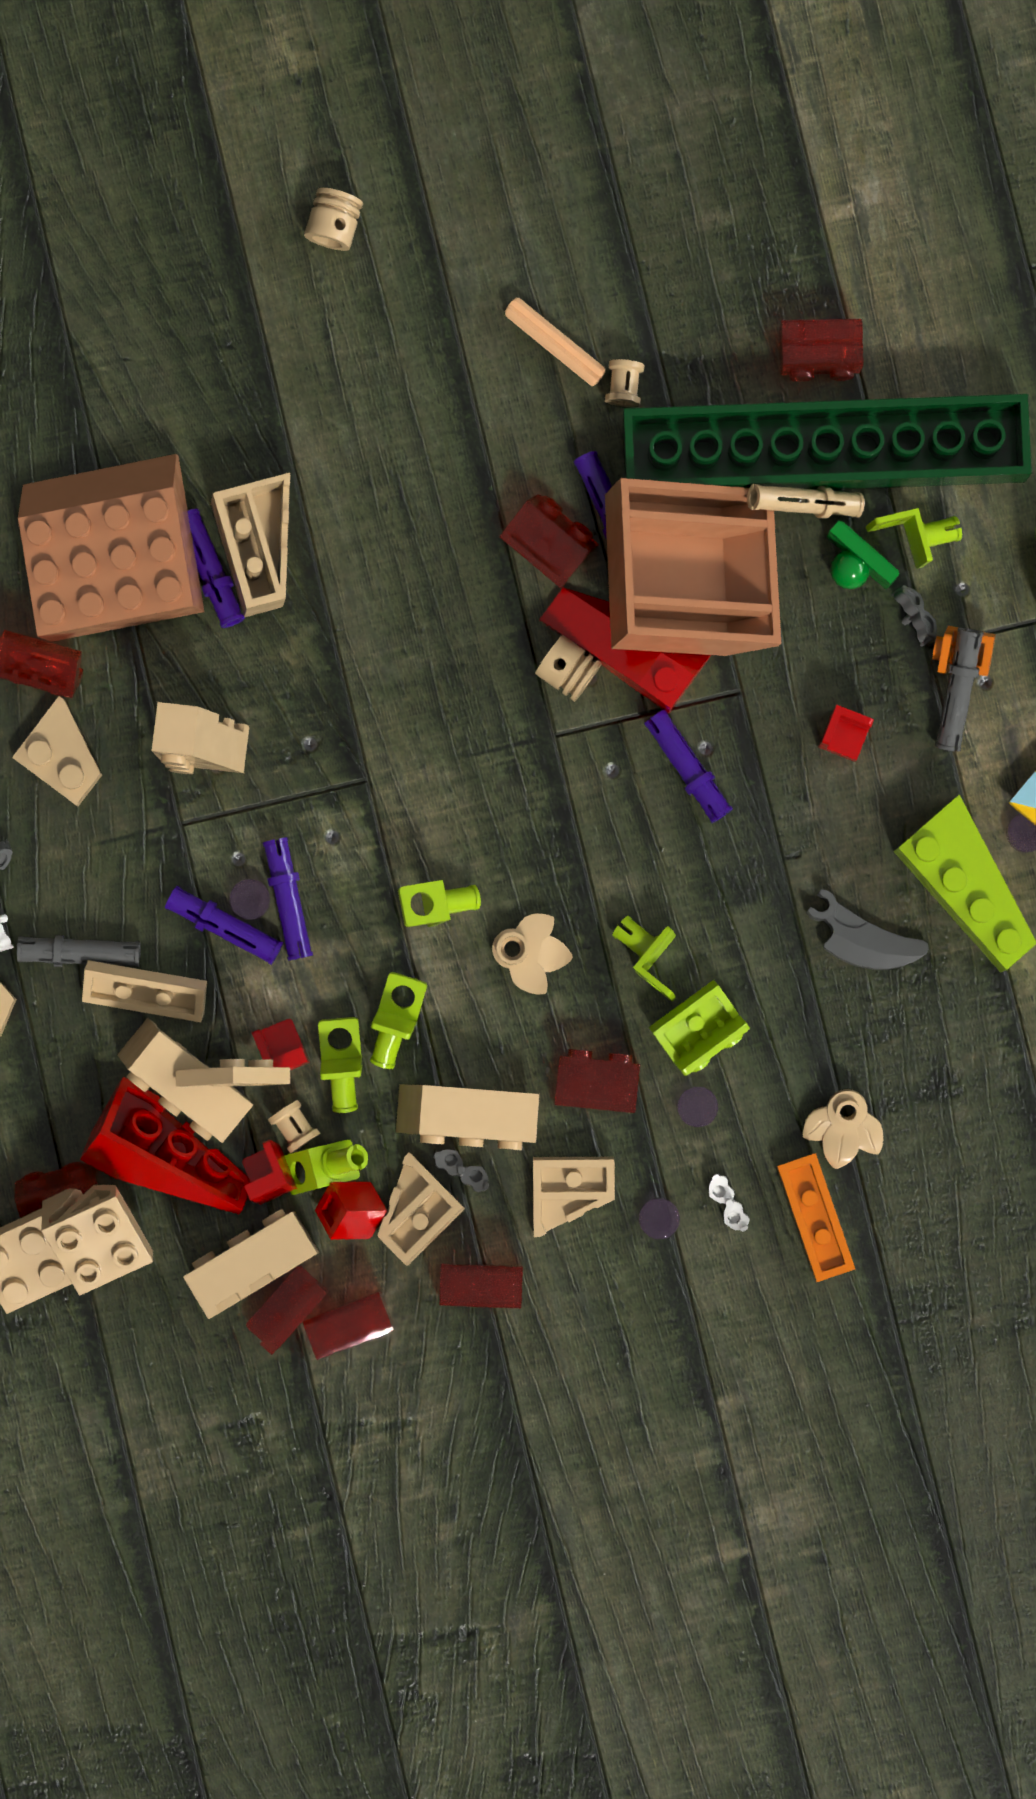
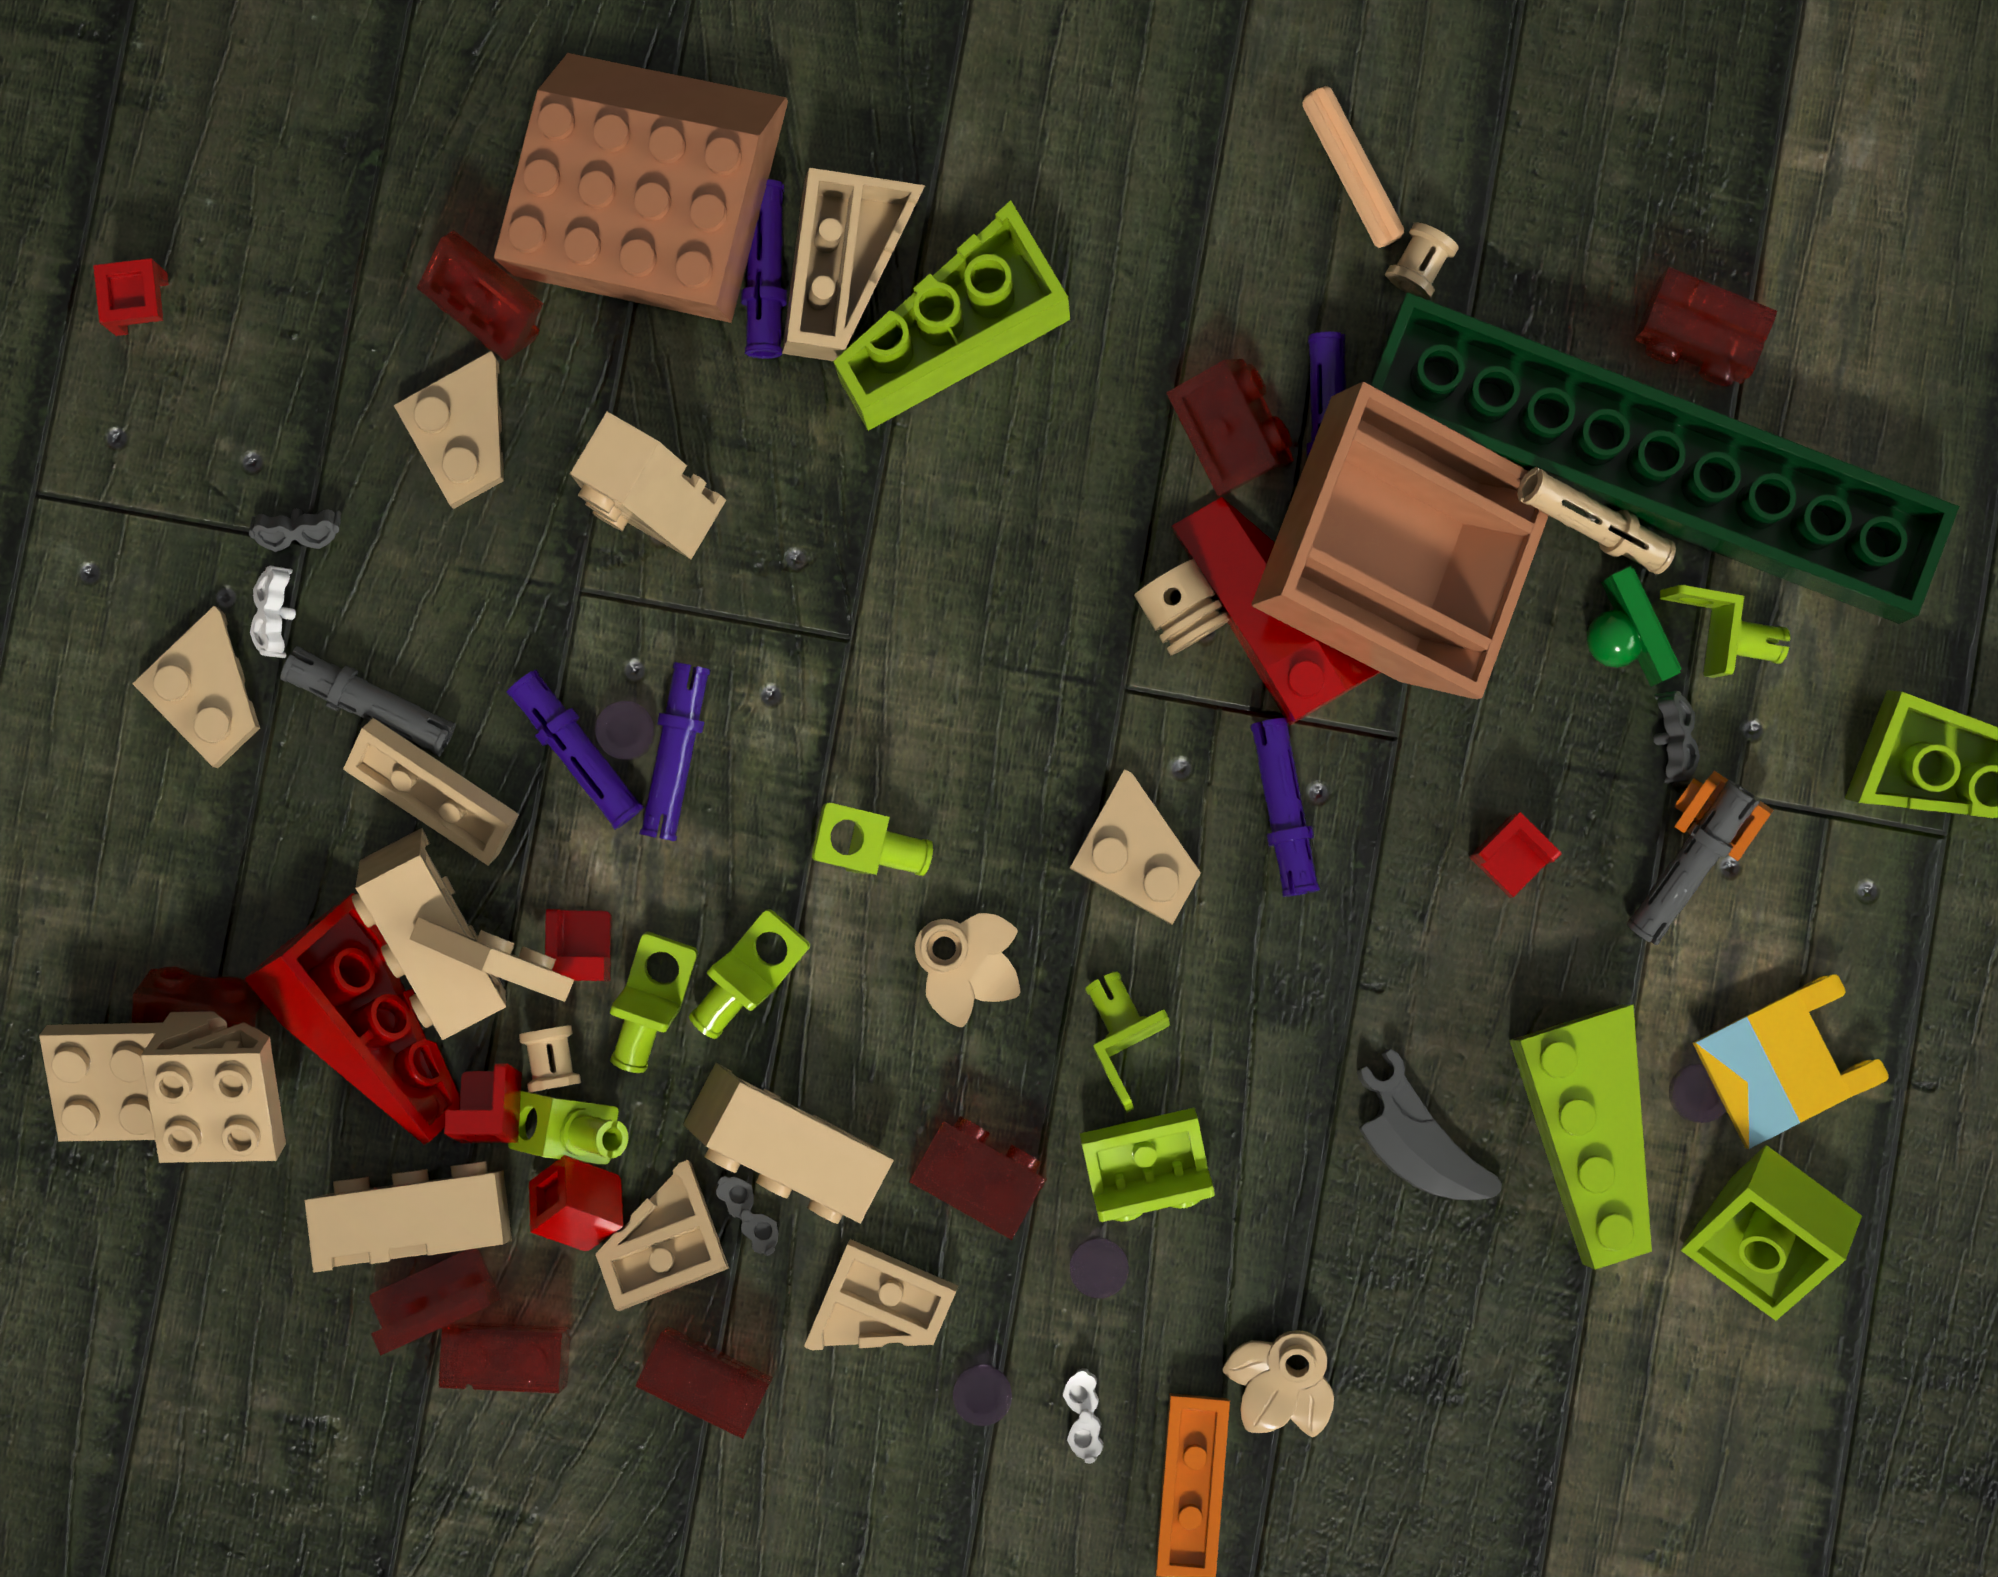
camera: 20 degrees right, 0 degrees up
(347, 549) = (955, 322): none -> lime wedge
(608, 836) = (1137, 853): none -> tan wing

